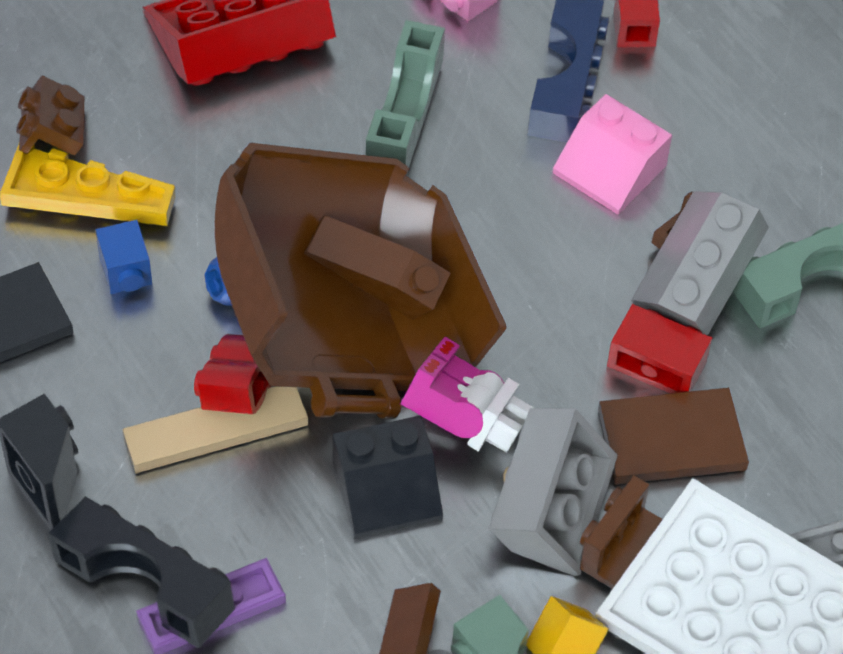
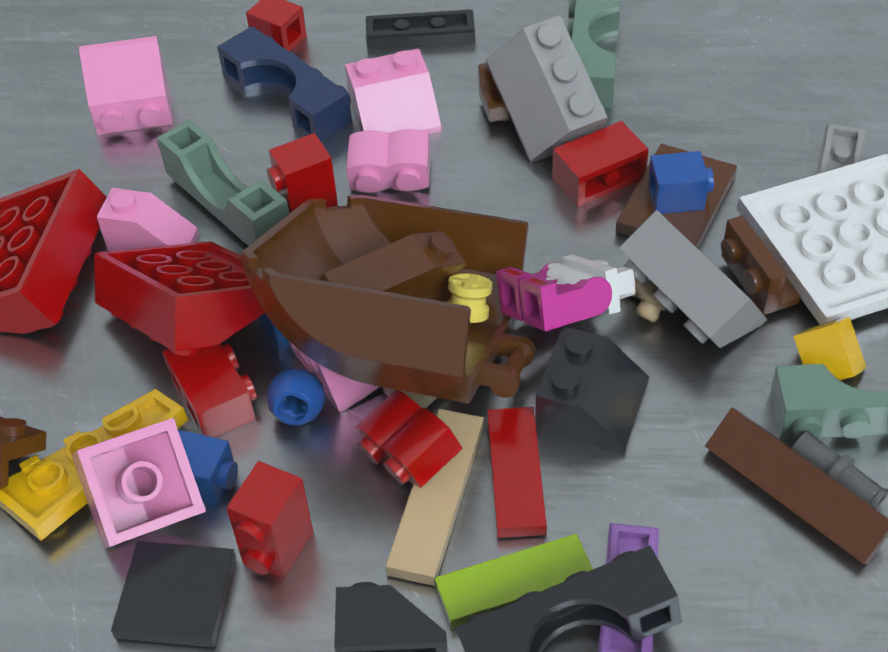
camera: 50 degrees left, 5 degrees down
(66, 225) = (138, 482): none -> bright pink slope
(95, 328) = (270, 520): none -> red brick
(171, 519) = (506, 578): none -> lime tile
(190, 223) = (212, 389): none -> red brick
(265, 112) = (177, 293): none -> red slope
(273, 469) = (516, 473): none -> red tile
(328, 76) = (141, 221): none -> bright pink slope
(410, 335) = (471, 292): none -> light yellow wheel
(444, 149) = (302, 172): none -> red brick
(535, 196) = (388, 160): none -> bright pink brick
(670, 421) = (679, 182): none -> blue brick
(733, 125) = (420, 29): none -> black tile

